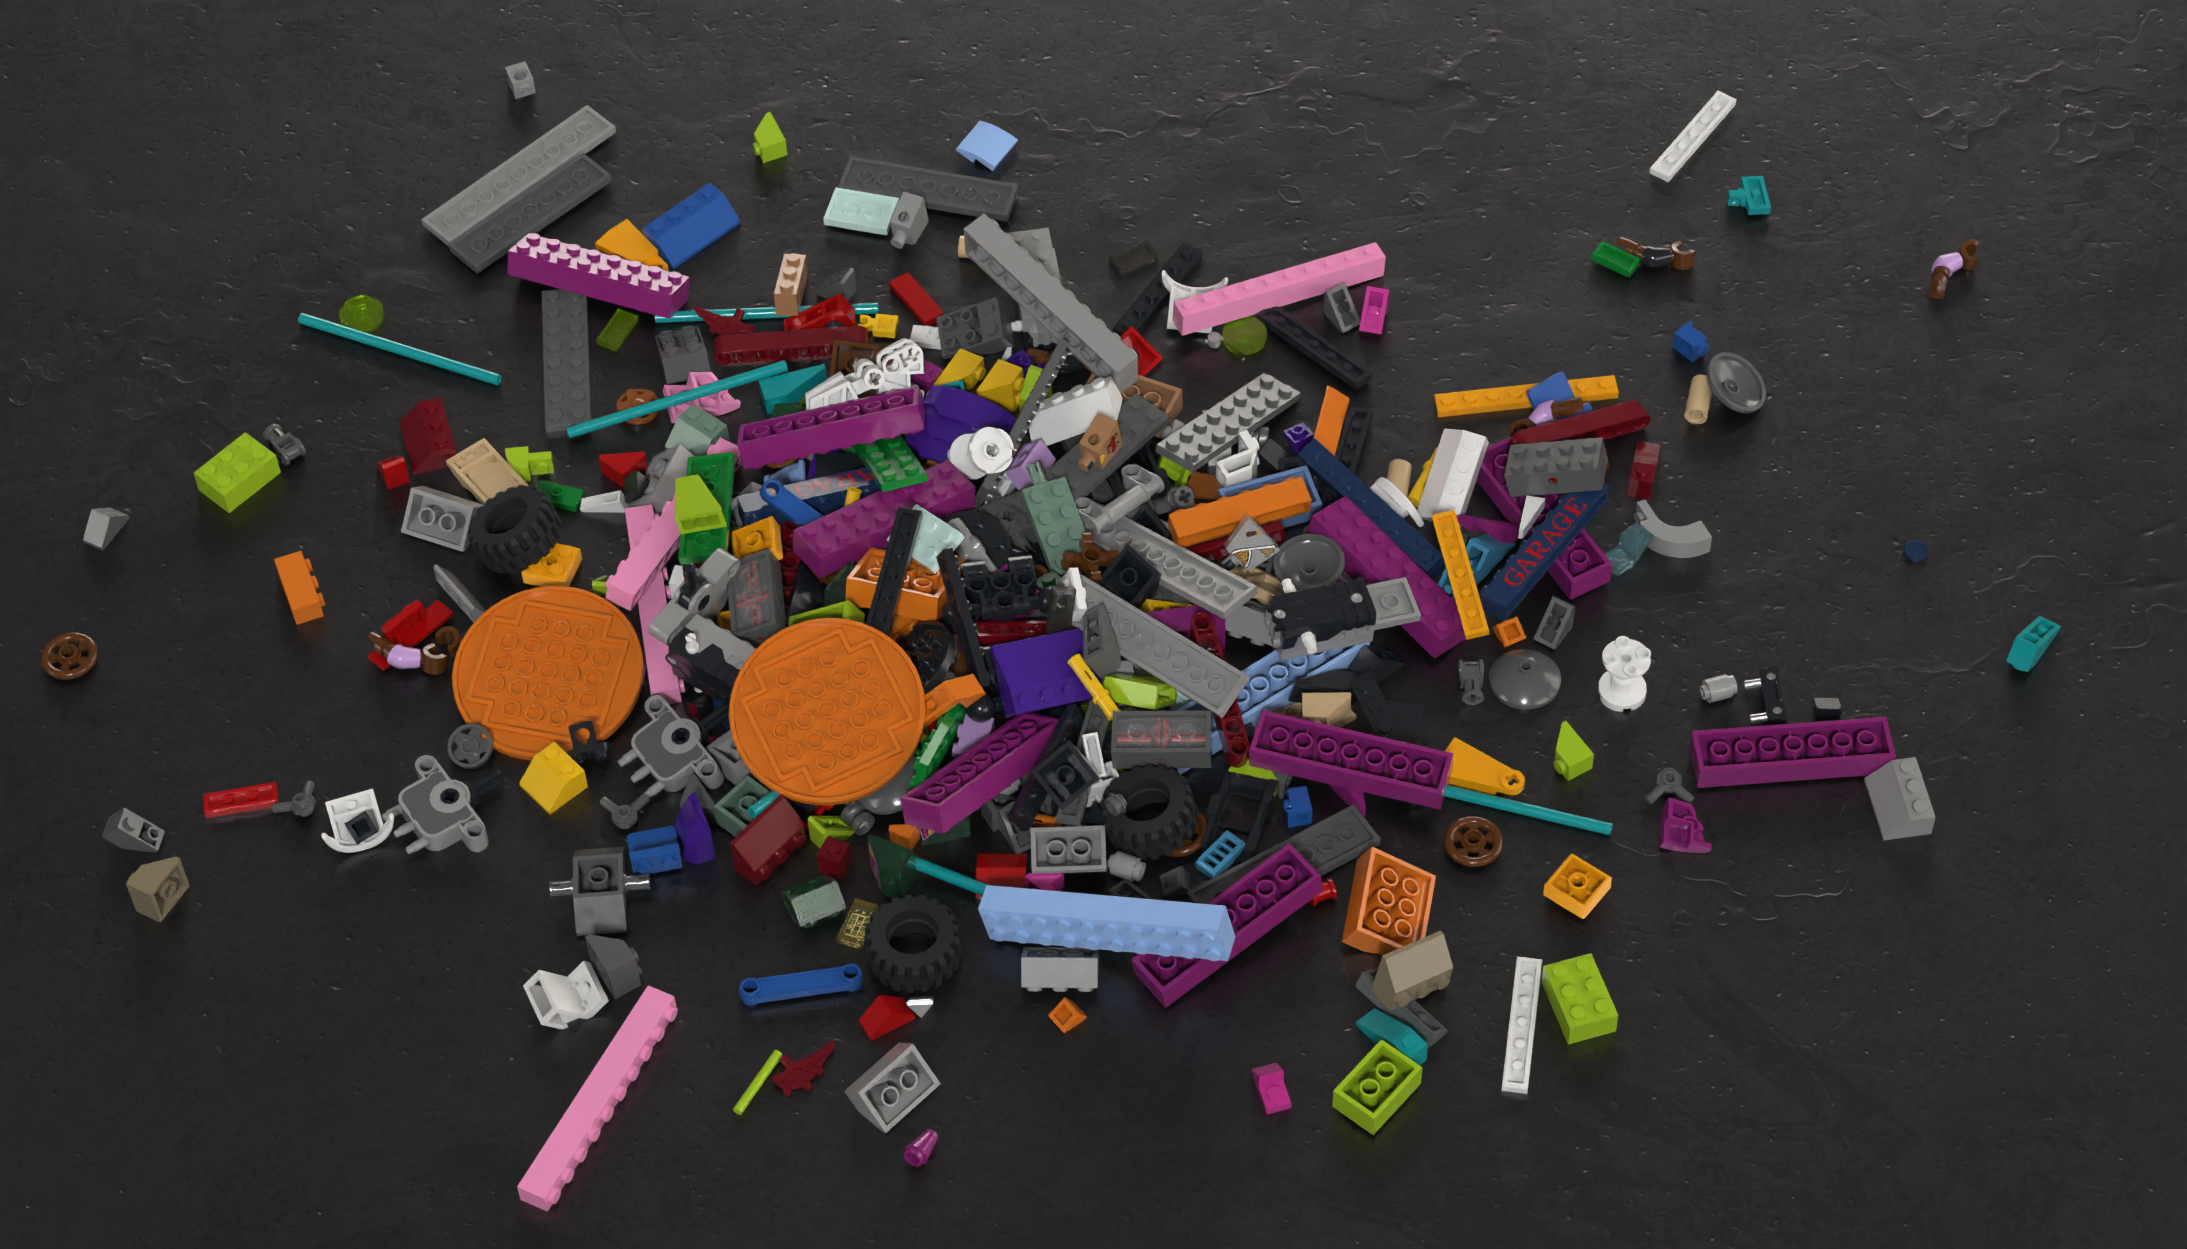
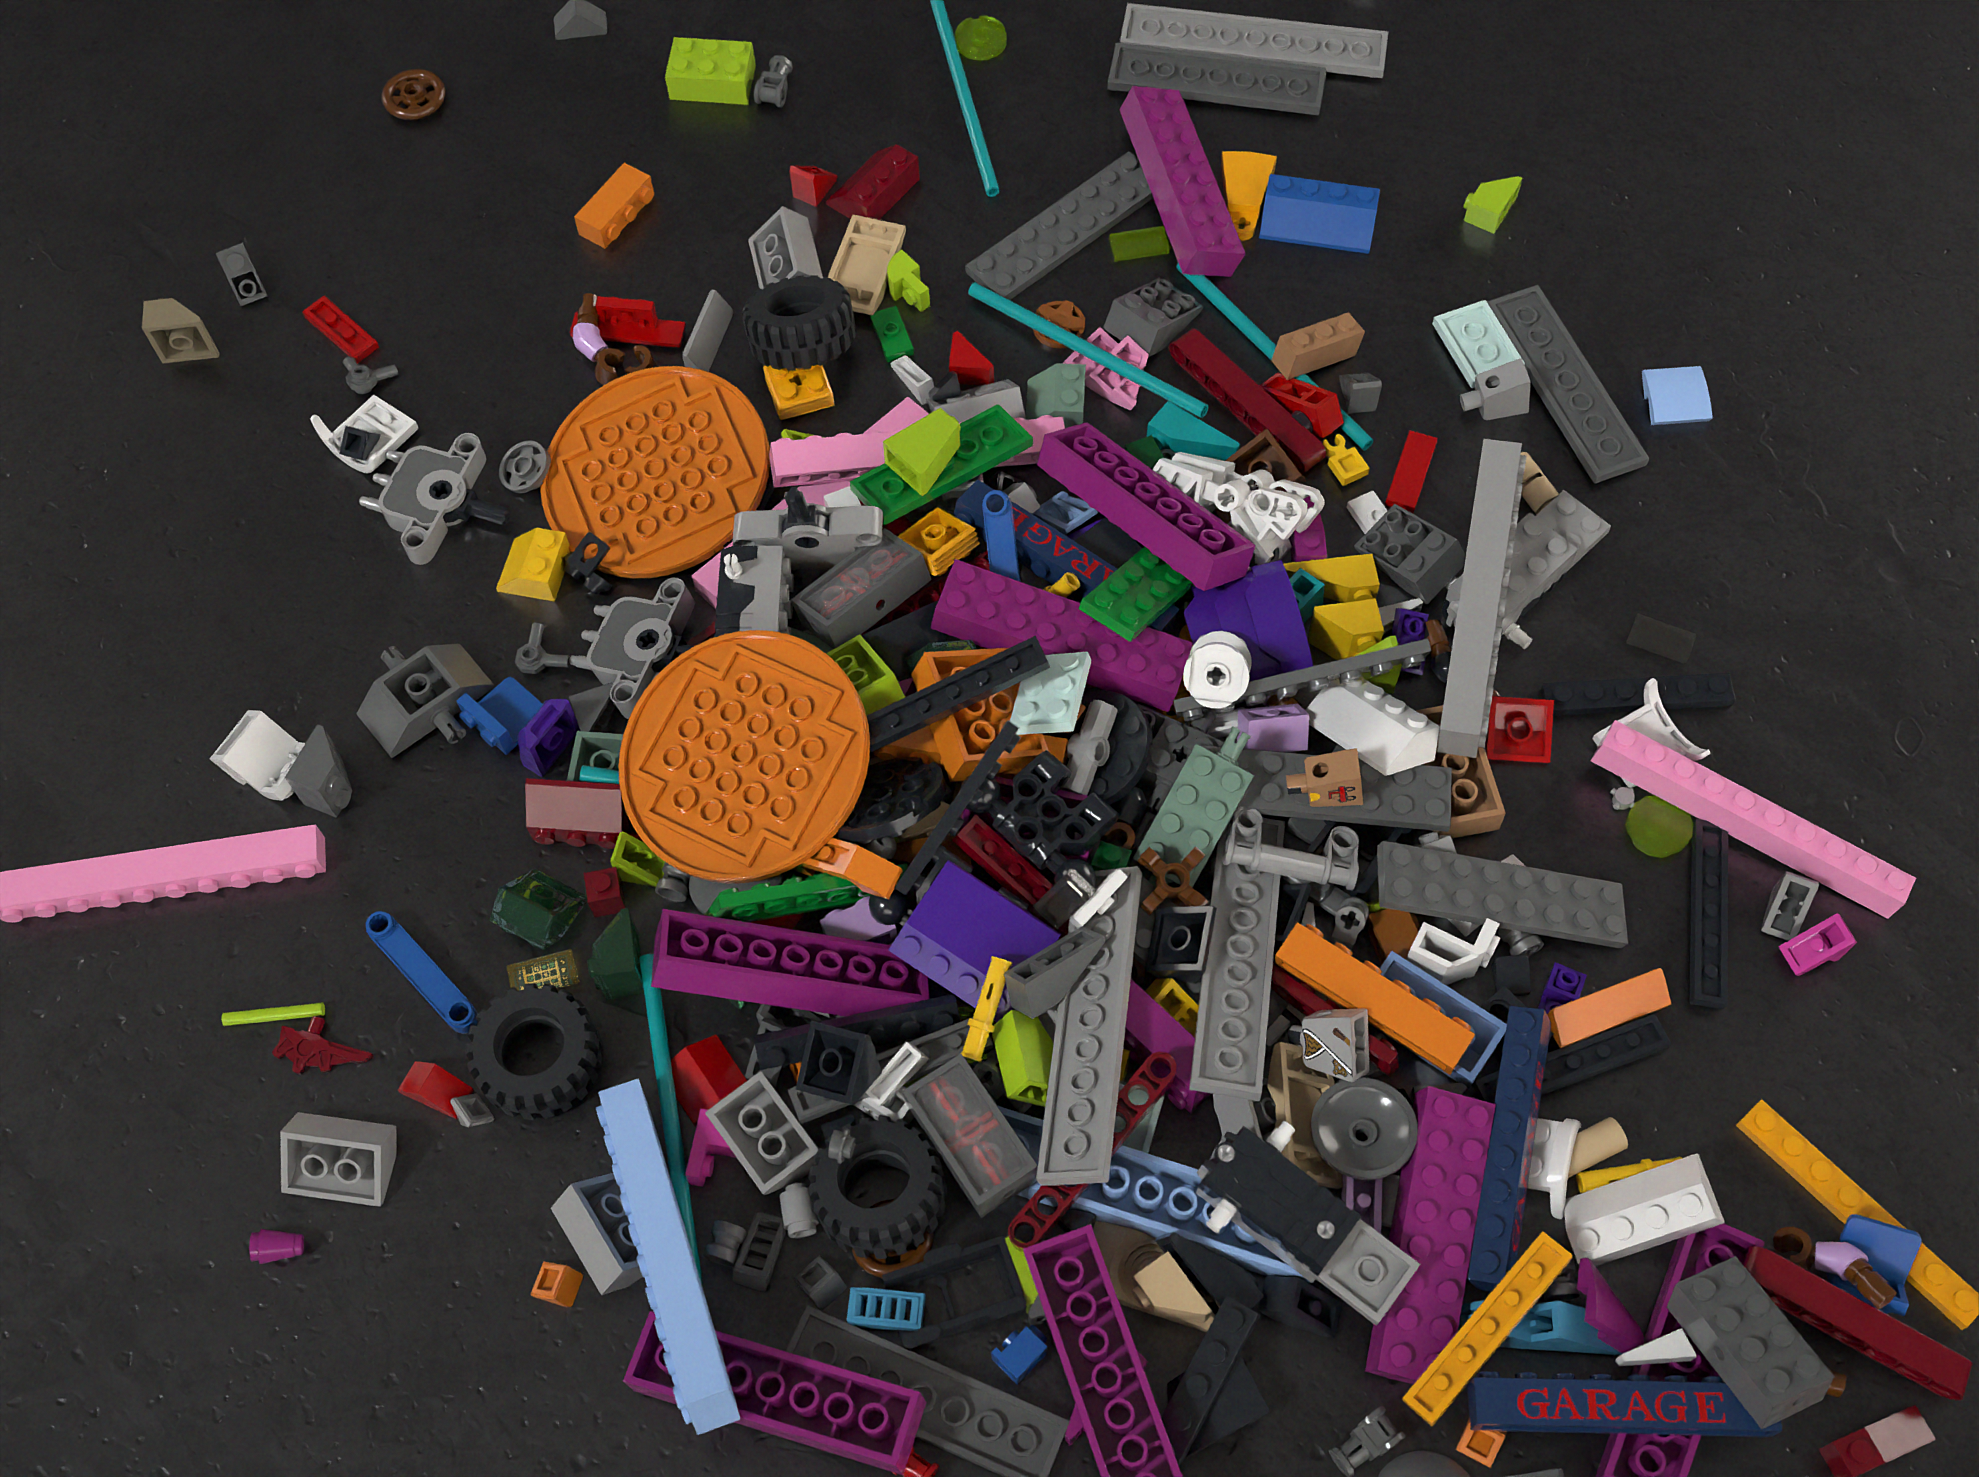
camera: 55 degrees right, 10 degrees up
(725, 325) = (1220, 329): dark red piece -> none

